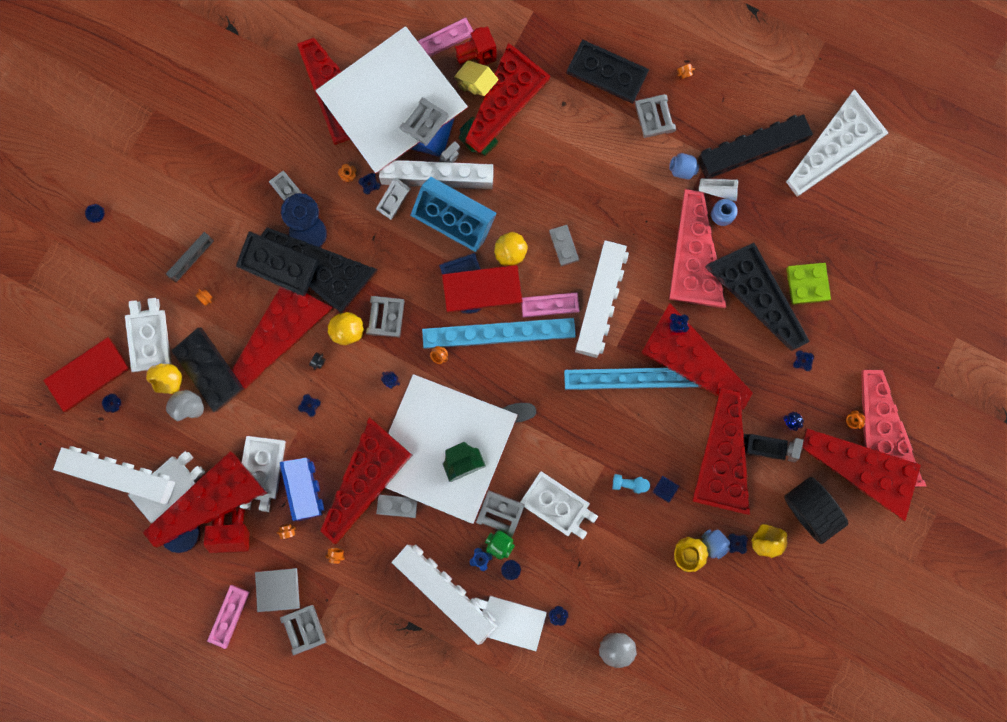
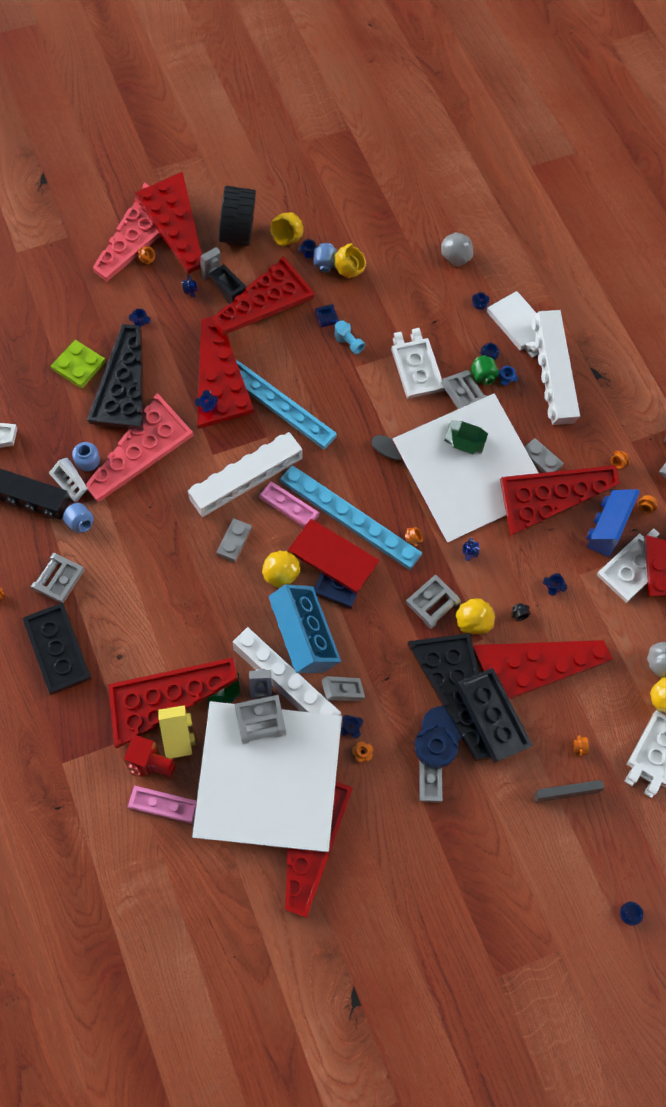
camera: 145 degrees left, 15 degrees down
(207, 369) = (623, 679): black plate -> none

